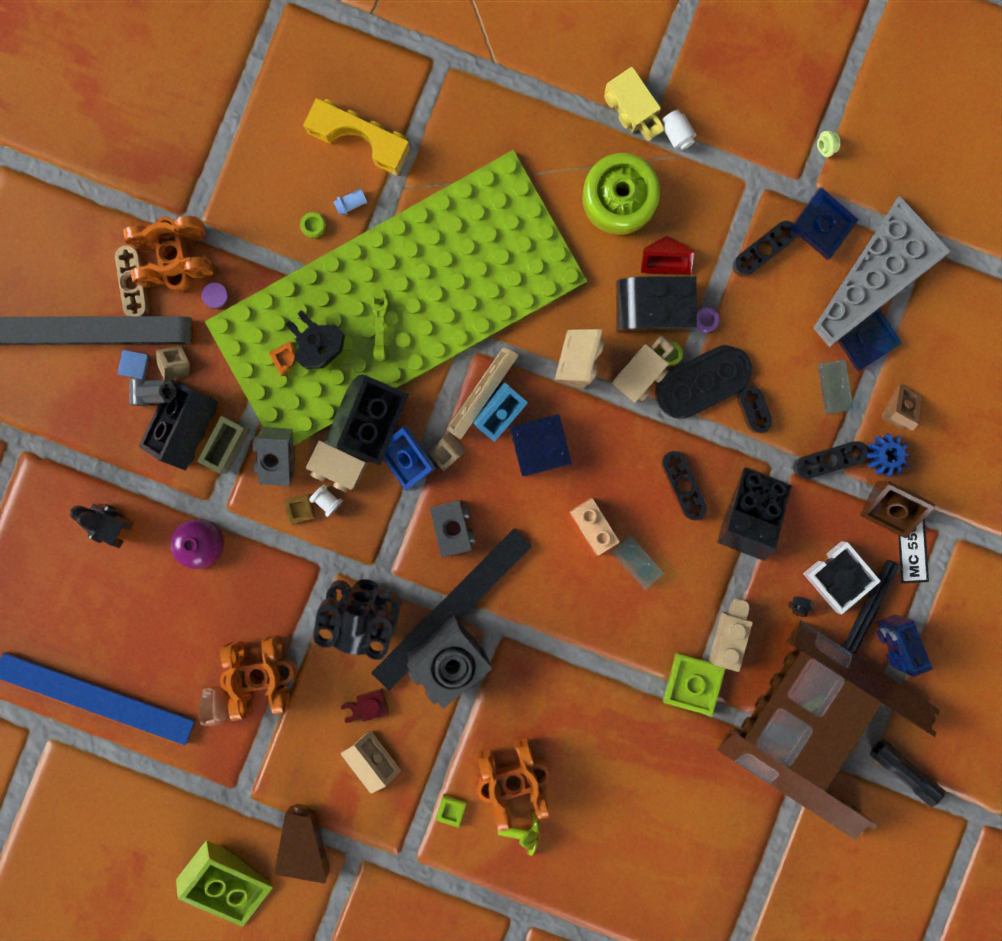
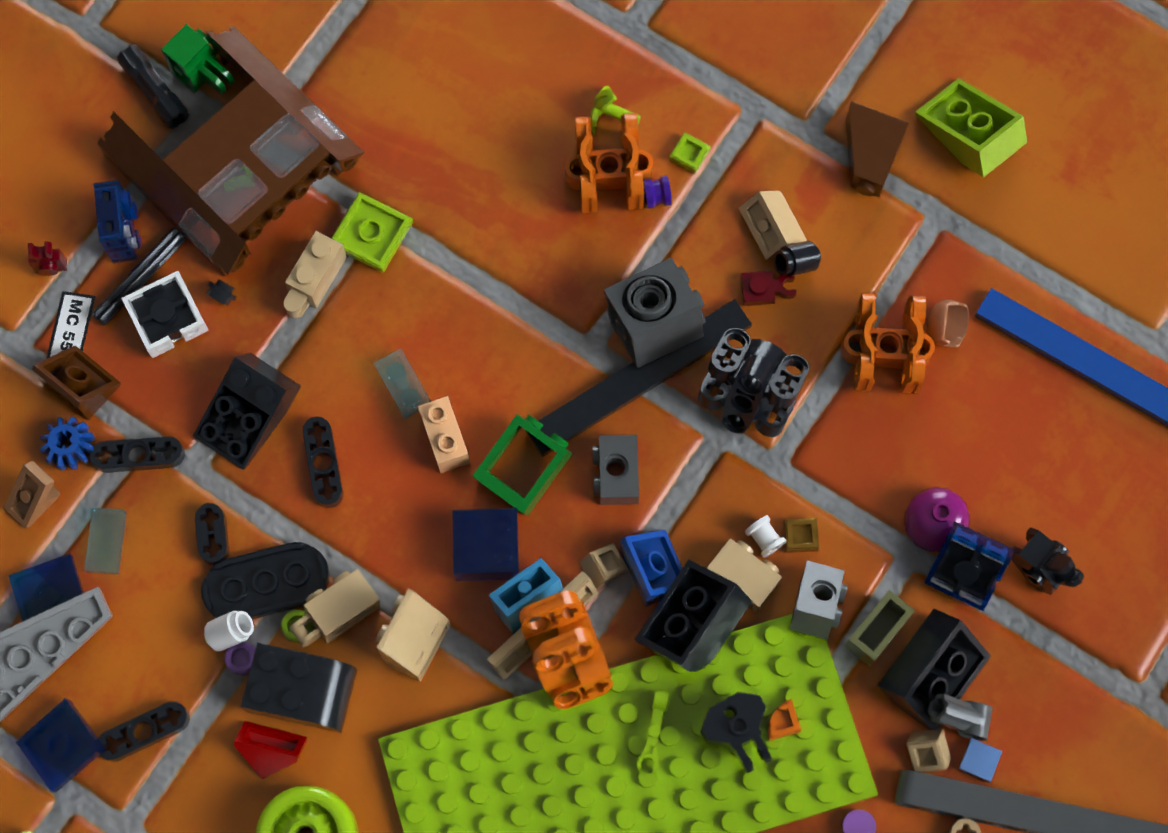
camera: 170 degrees left, 15 degrees down
(163, 508) = (969, 566): none -> piece
(344, 735) = (797, 258): none -> black brick
(453, 372) = (570, 637): none -> orange piece
(469, 769) = (657, 192): none -> dark purple wheel
(537, 493) = (503, 490): none -> green window
(721, 335) = (228, 630): none -> white brick
(879, 802) = (195, 61): none -> green brick
(950, 601) = (46, 260): none -> dark red plate

